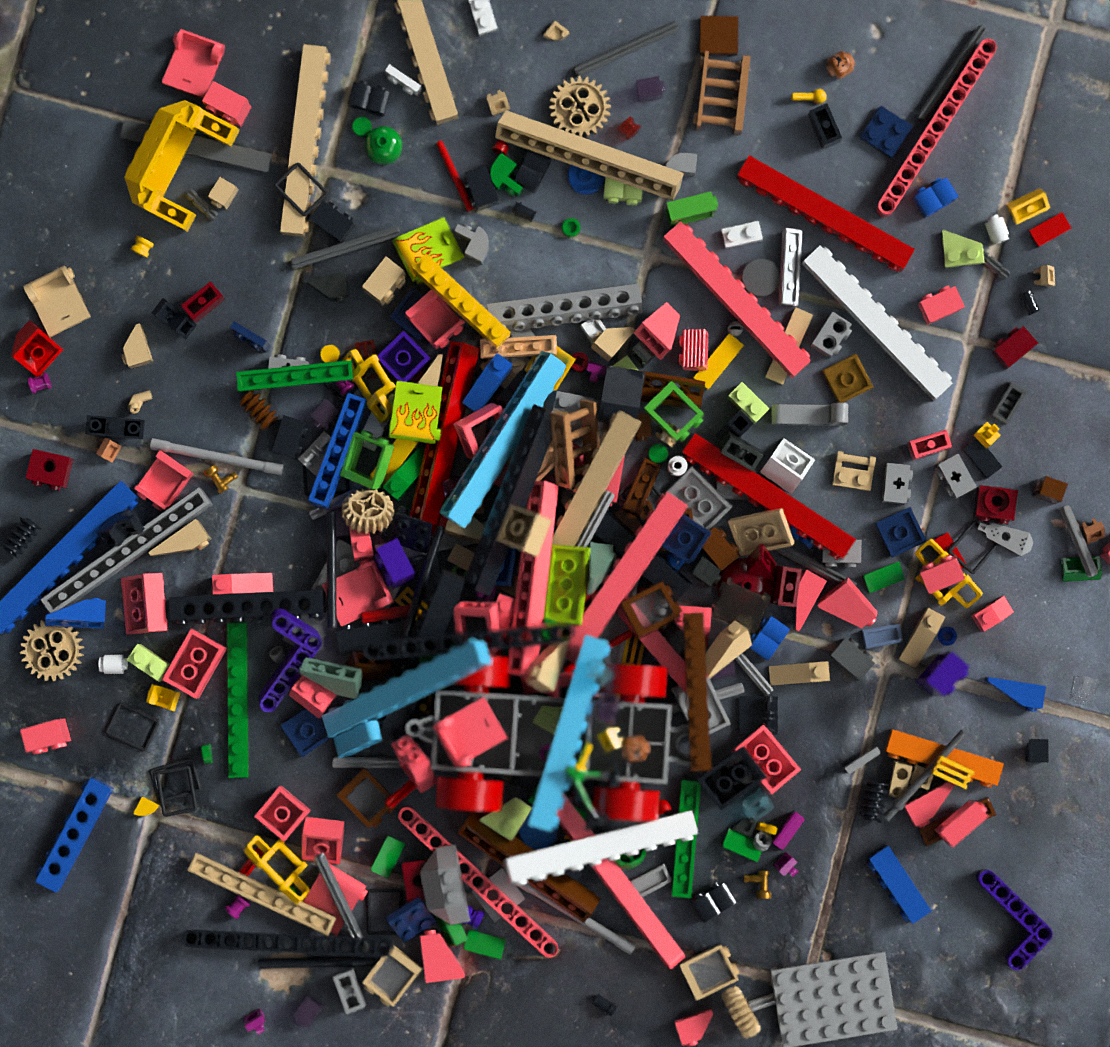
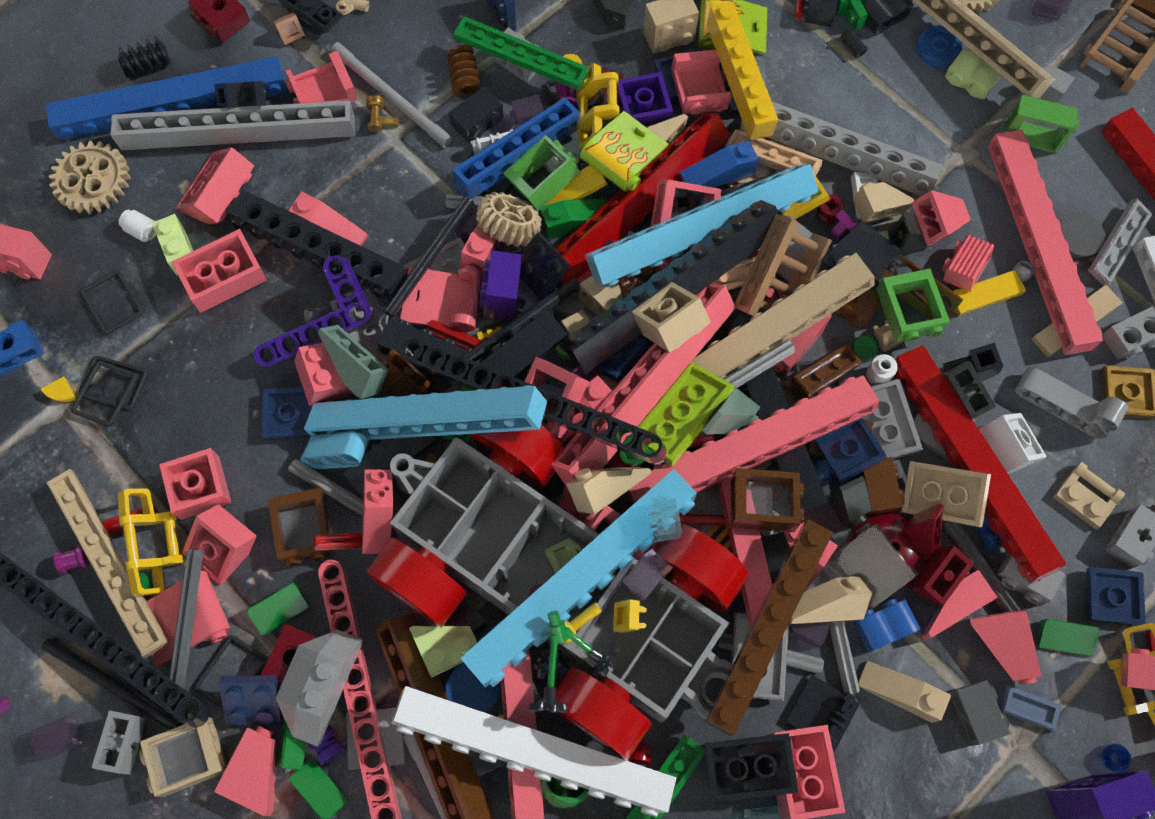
camera: 30 degrees right, 15 degrees down
(80, 615) = (141, 155): blue slope -> none
(163, 697) = (162, 286): yellow bracket -> none
(187, 539) = (303, 150): tan slope -> none
(207, 753) = (164, 372): green tile -> none
(237, 700) = (237, 341): green plate -> none
(469, 732) = (460, 507): coral door -> none
(479, 243) = (787, 42): light grey brick -> none
(571, 227) = (894, 83): green tile -> none
(629, 128) = (1011, 24): clear red wheel -> none
(635, 748) = (652, 647): head -> none
(742, 234) = (1080, 184): white plate -> none
(745, 399) = (1007, 346): yellowish green brick -> none
(921, 637) = (1084, 738): tan slope -> none

